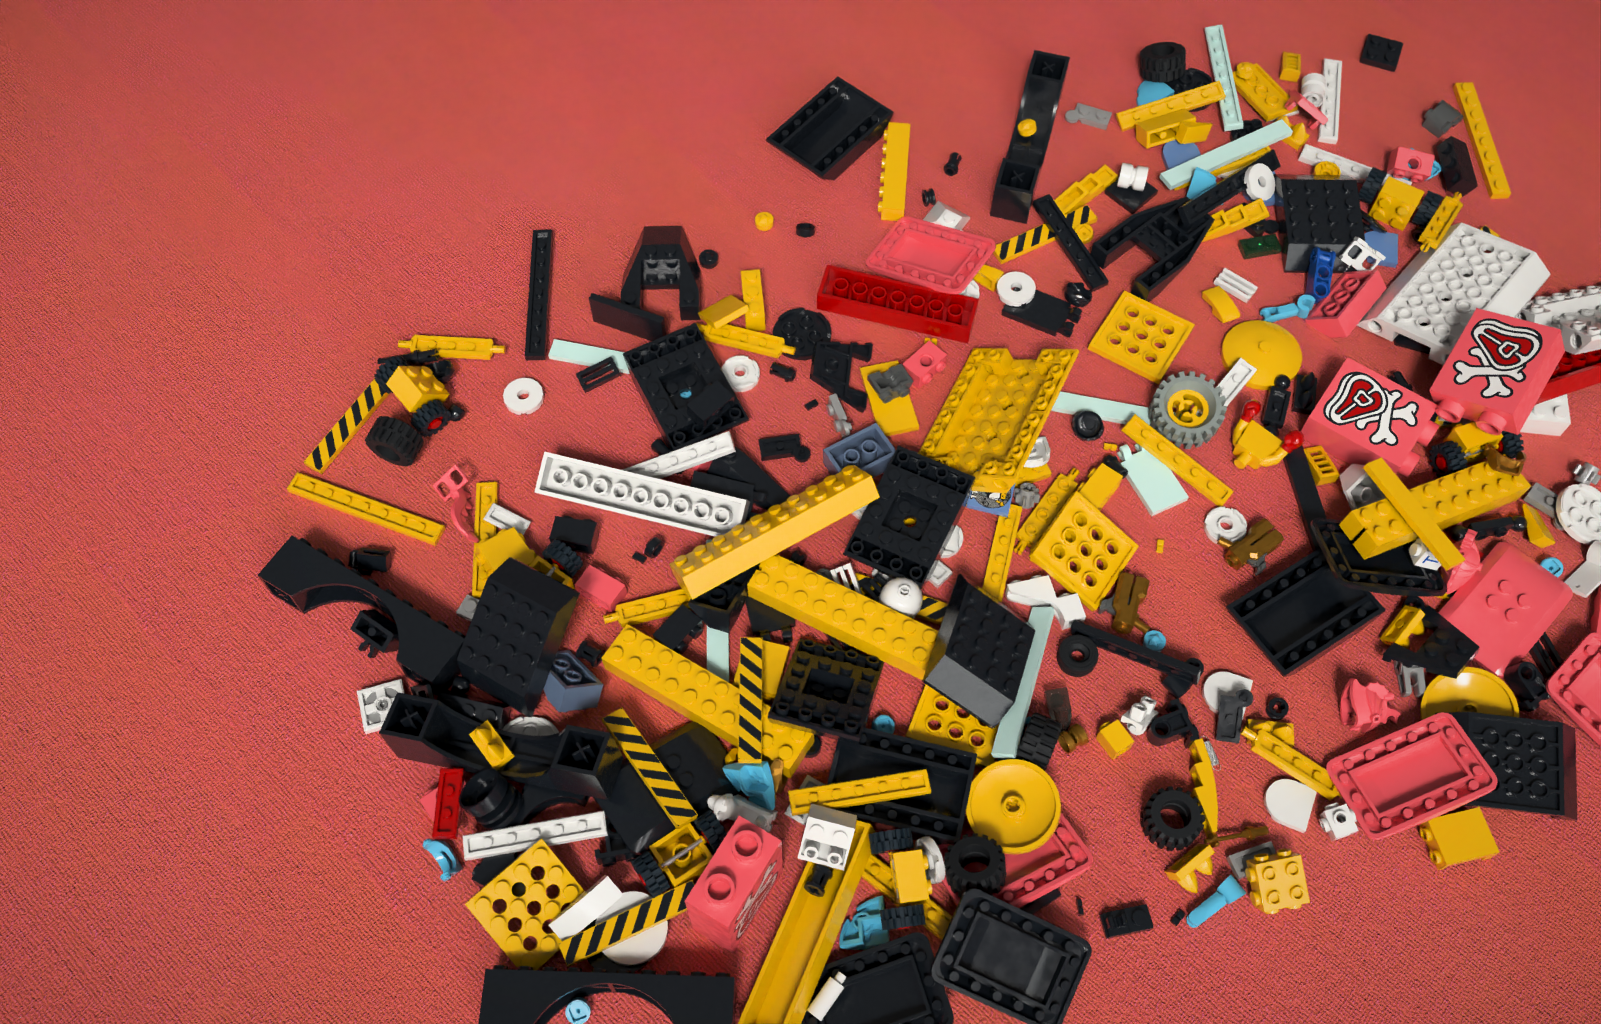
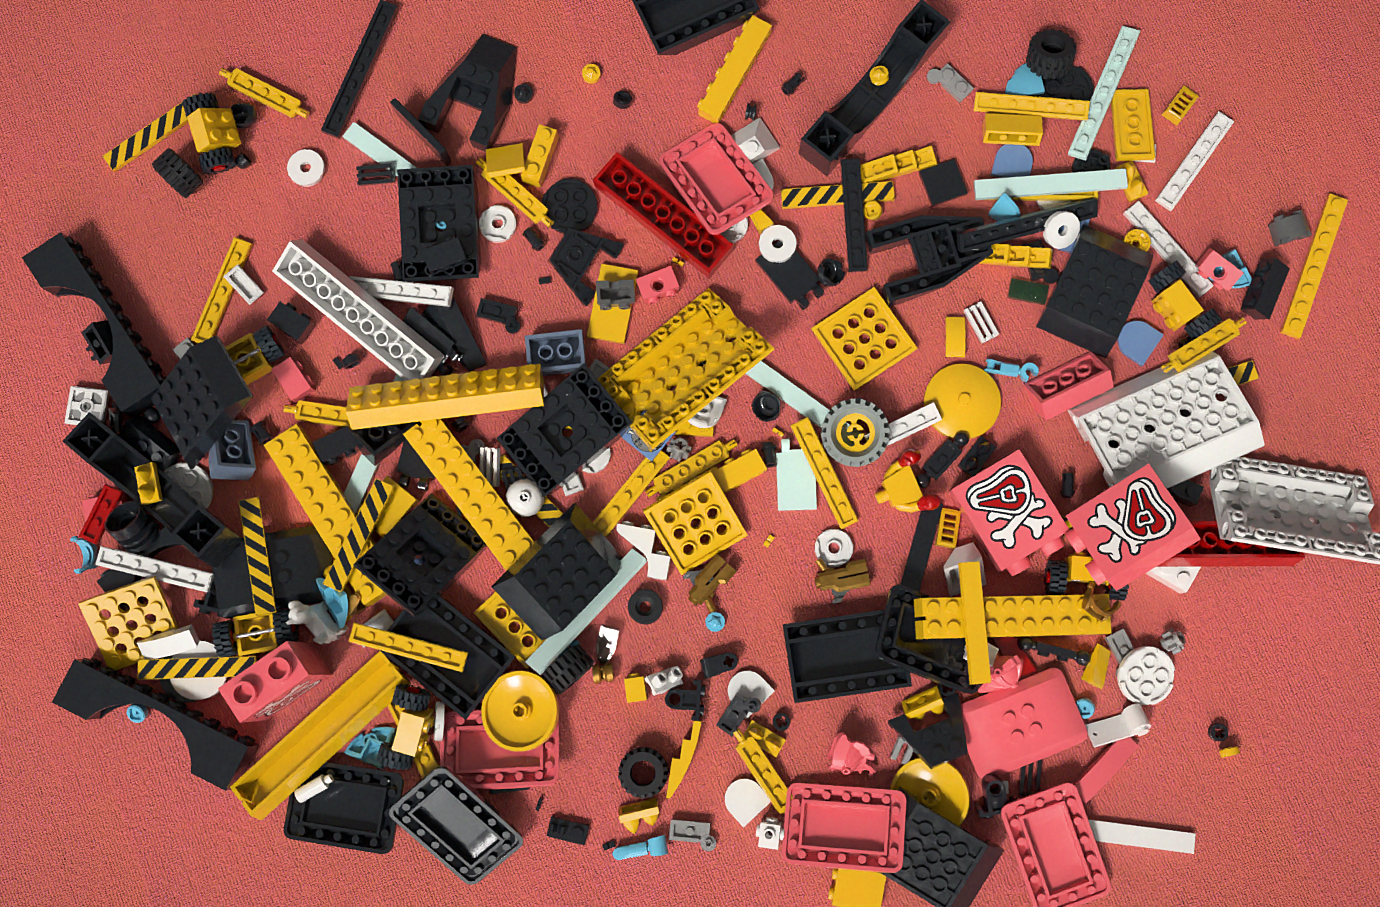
camera: 30 degrees right, 20 degrees up
(366, 508) = (137, 221): yellow tile -> none
(370, 560) = (122, 273): black piece -> none
(417, 357) = (229, 93): black pin -> none
(460, 503) = (213, 251): coral piece -> none
(496, 550) = (226, 318): yellow brick -> none
(818, 880) = (347, 699): black bush -> none
(827, 837) = (366, 671): white slope -> none
(835, 409) = (557, 312): light grey hinge -> none
(883, 723) = (461, 596): medium azure tile -> none
(972, 850) = (453, 735): black tyre -> none
(1132, 177) = (946, 172): white wheel -> none
(1138, 653) = (687, 628): black tile -> none
(1192, 132) = (1033, 145): yellow slope -> none
(1212, 755) = (707, 732): white piece -> none
(1245, 70) = (1129, 94): yellow tile -> none
(1249, 833) = (698, 809): pearl gold piece -> none
(1277, 881) = (693, 856): yellow brick -> none
(1297, 98) = (1158, 152): coral piece -> none
(1314, 88) = (1181, 144): white wheel -> none
(1322, 263) = (1068, 342): blue piece -> none
(1366, 251) = (1102, 351): white piece -> none
(1370, 223) = (1144, 312): black dish -> none
(1381, 52) = (1281, 126): black plate -> none

